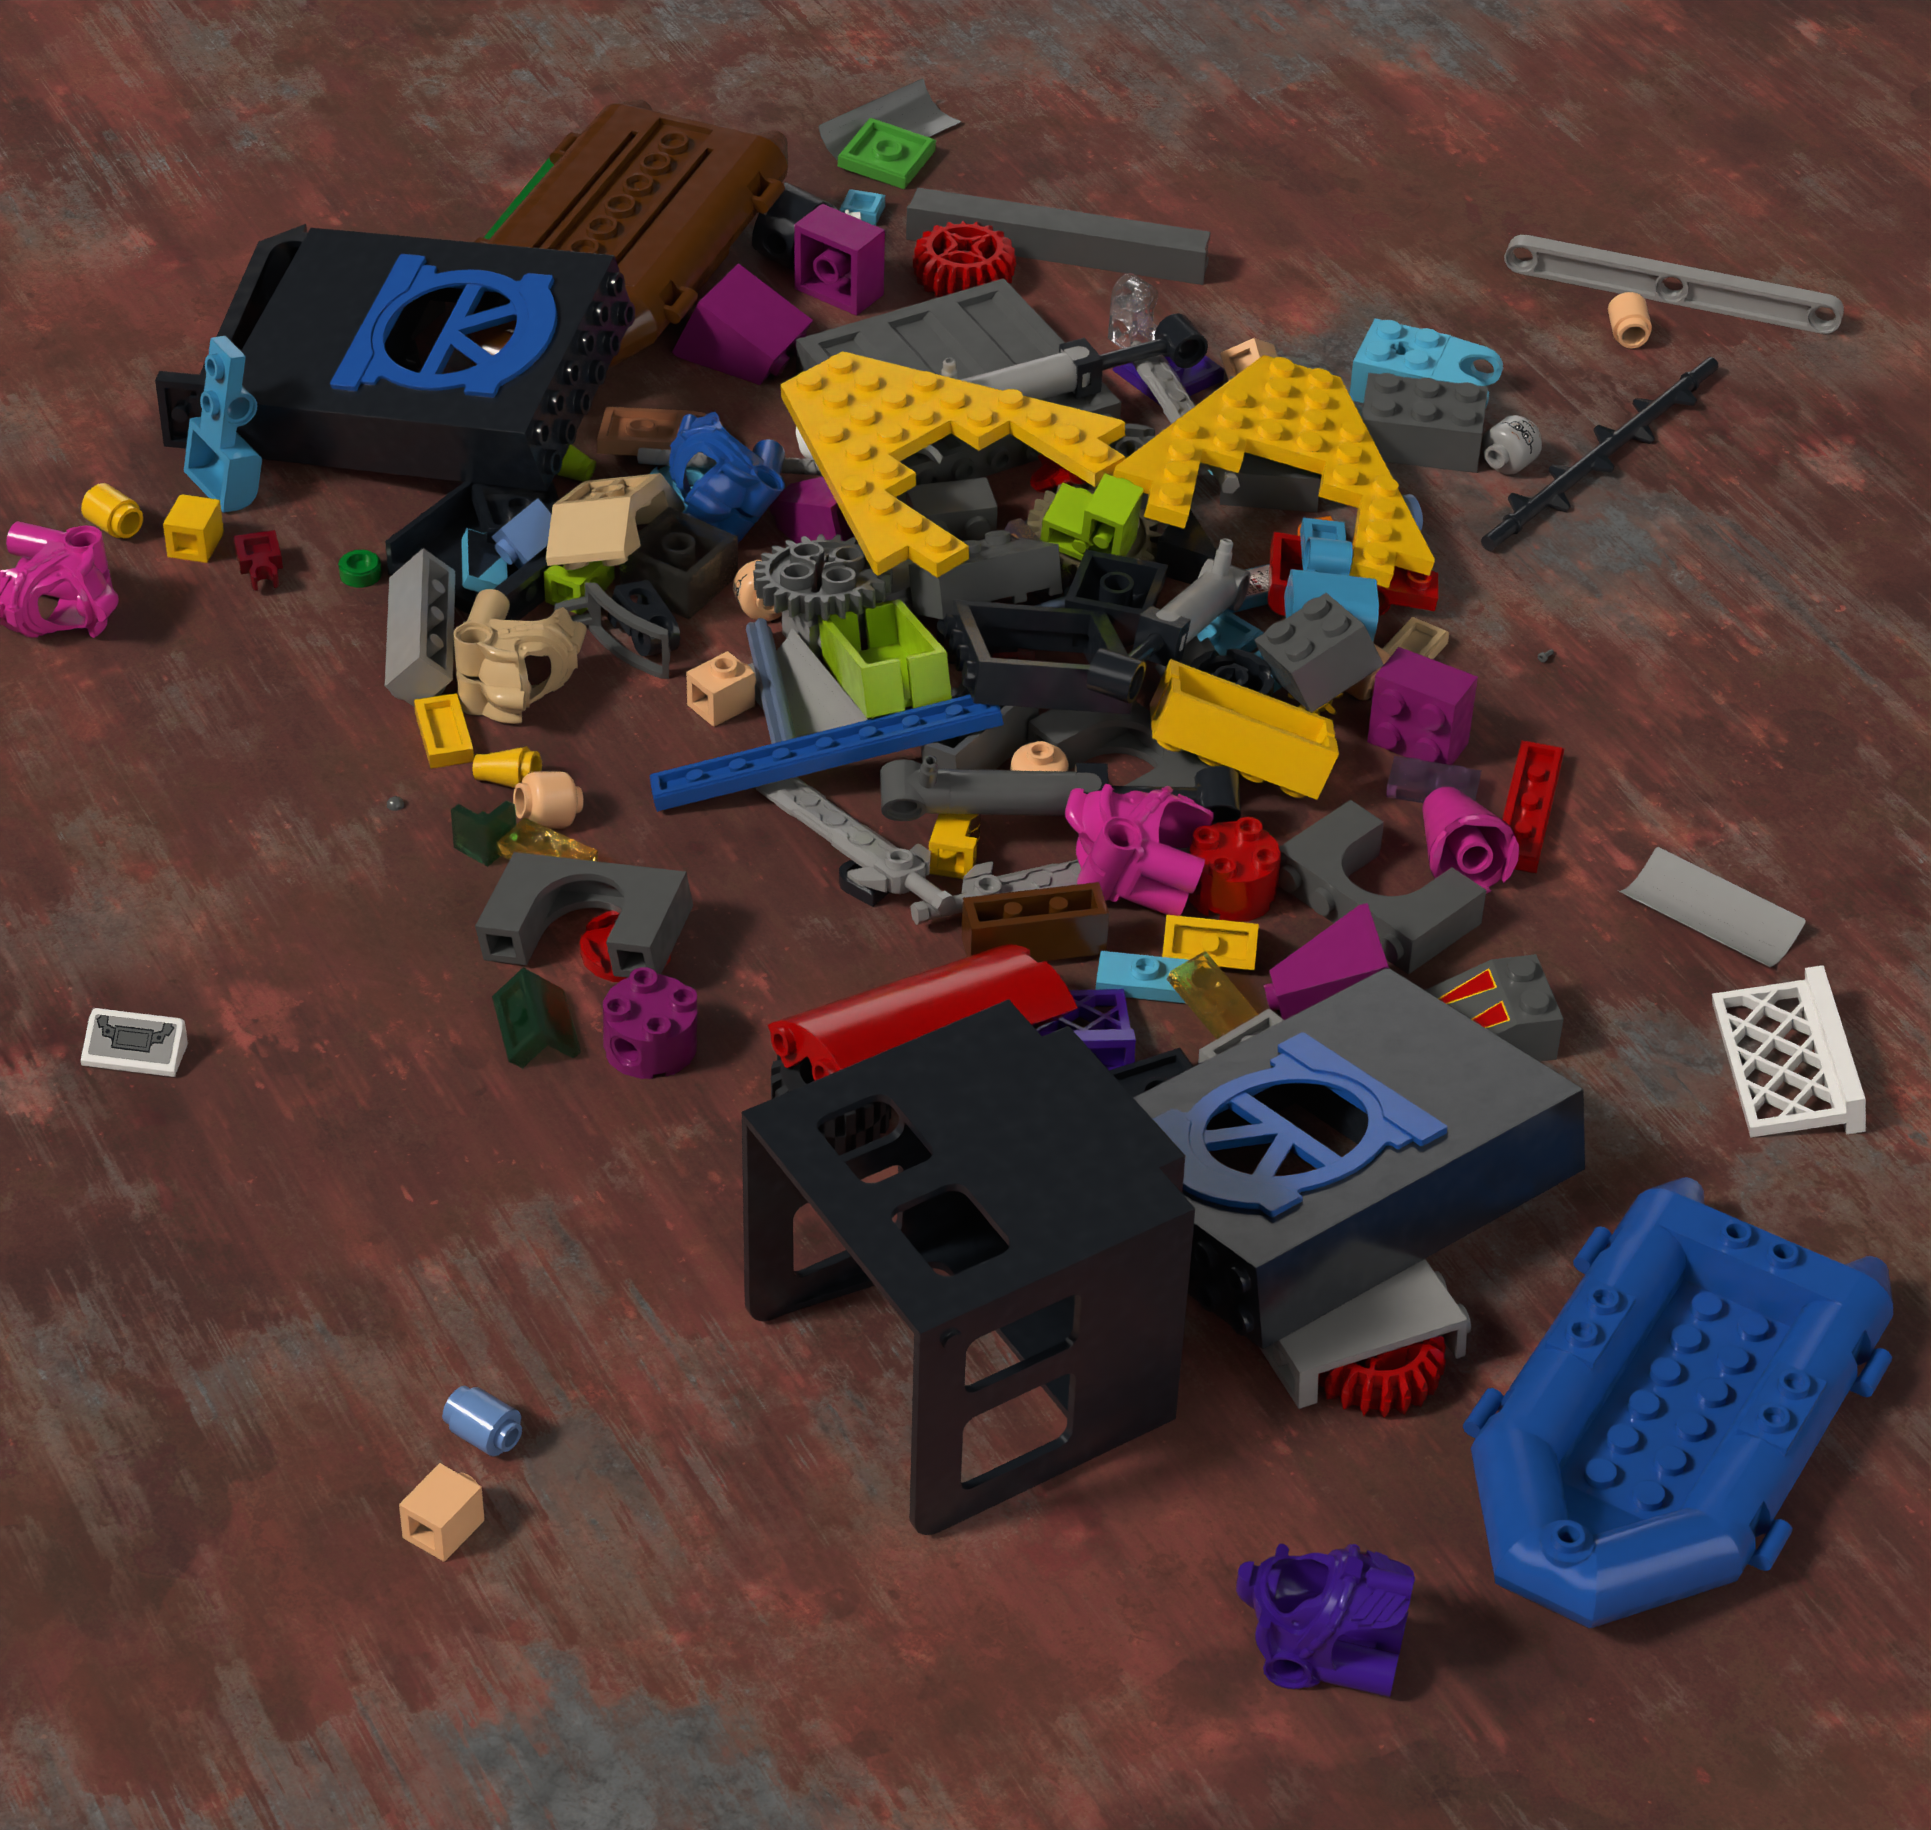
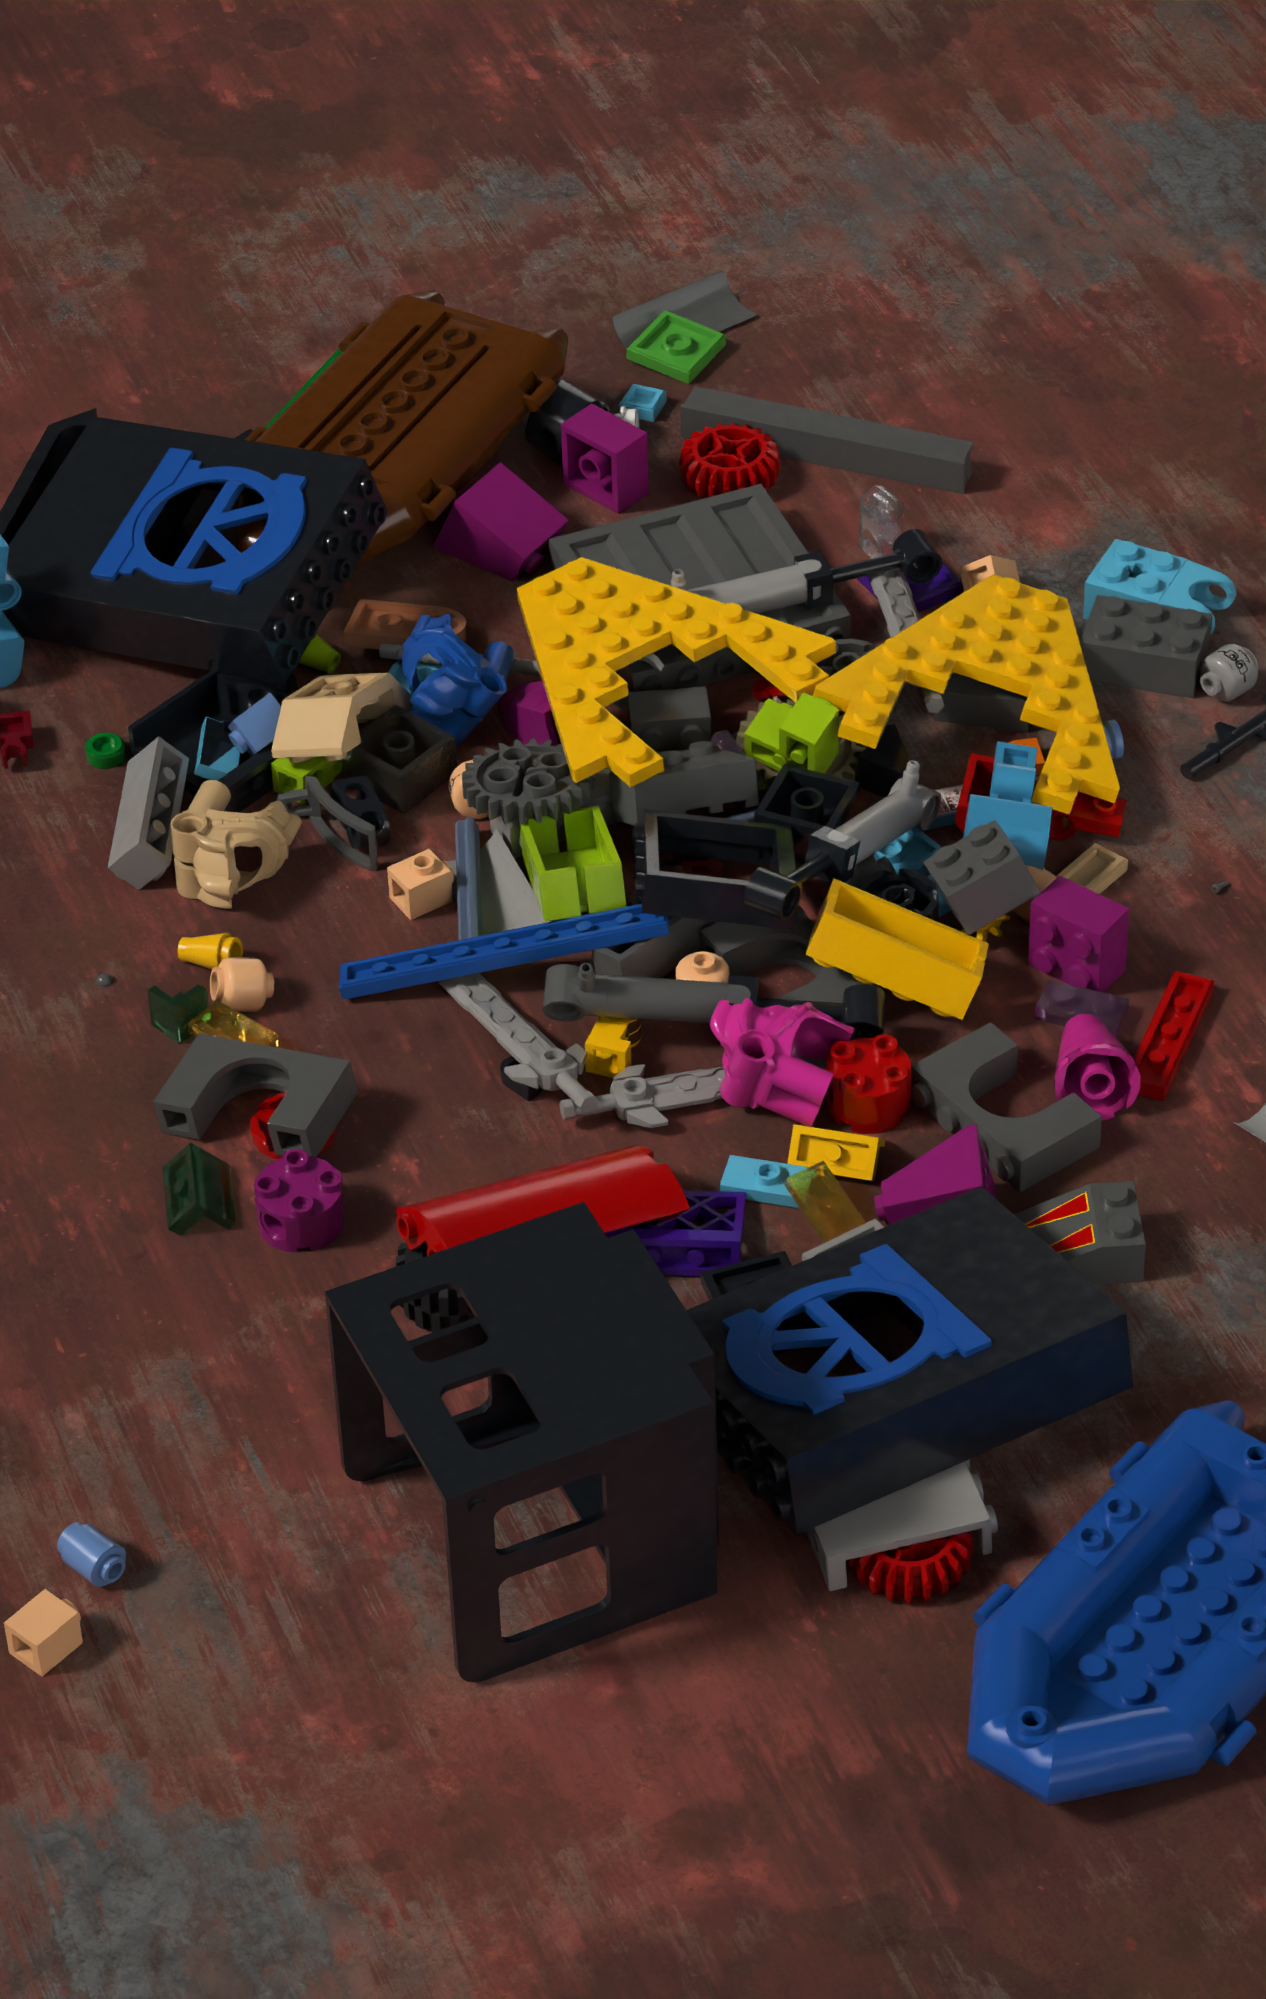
camera: 10 degrees right, 0 degrees up
(444, 730) = (158, 912): yellow tile -> none
(1047, 921) = (673, 1125): reddish brown brick -> none
(1329, 1617) = (809, 1779): dark purple helmet -> none

